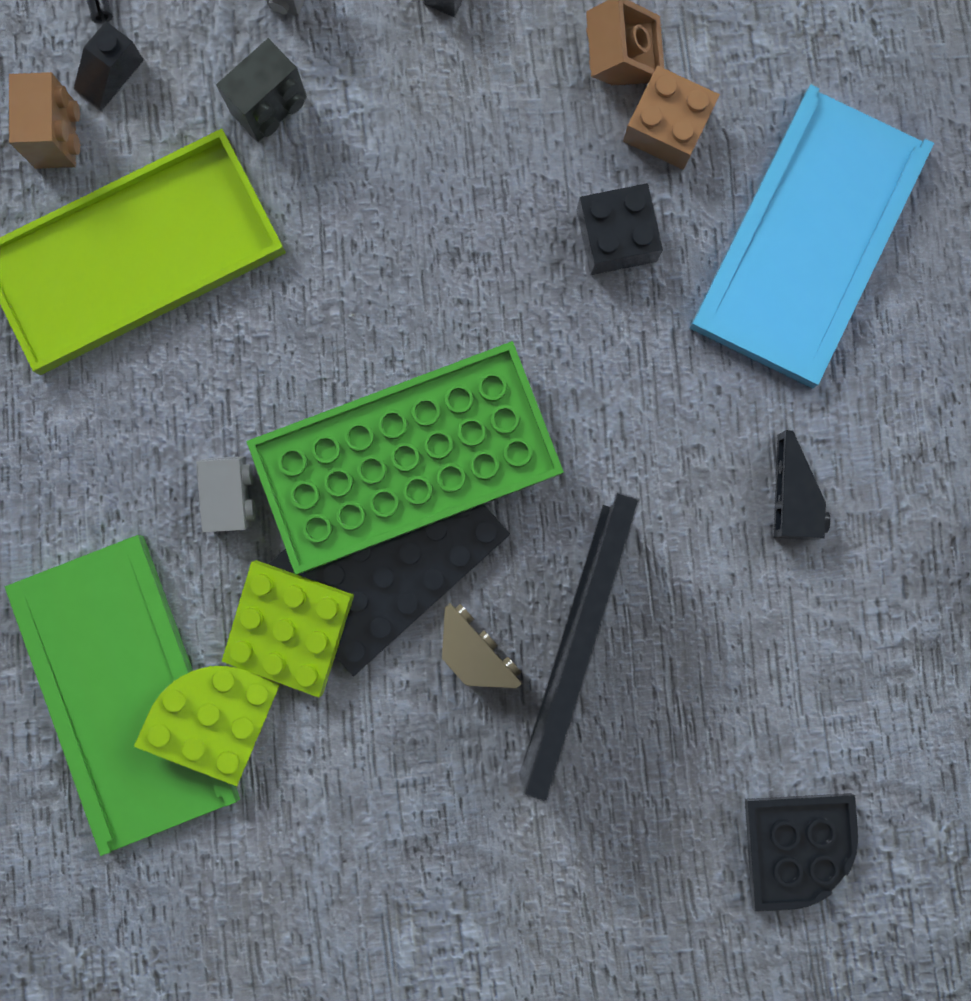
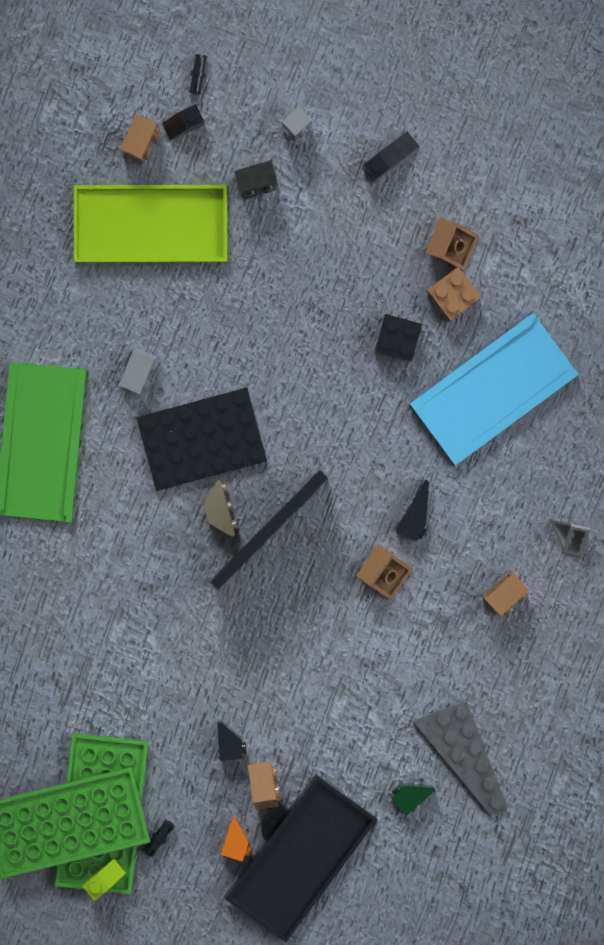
camera: 30 degrees right, 5 degrees up
(209, 720) = (78, 477): lime plate -> none
(287, 628) = (136, 452): lime plate -> none
(404, 458) = (234, 398): bright green plate -> none
(795, 616) = (384, 572): none -> medium nougat slope
(799, 848) = (327, 680): black plate -> none

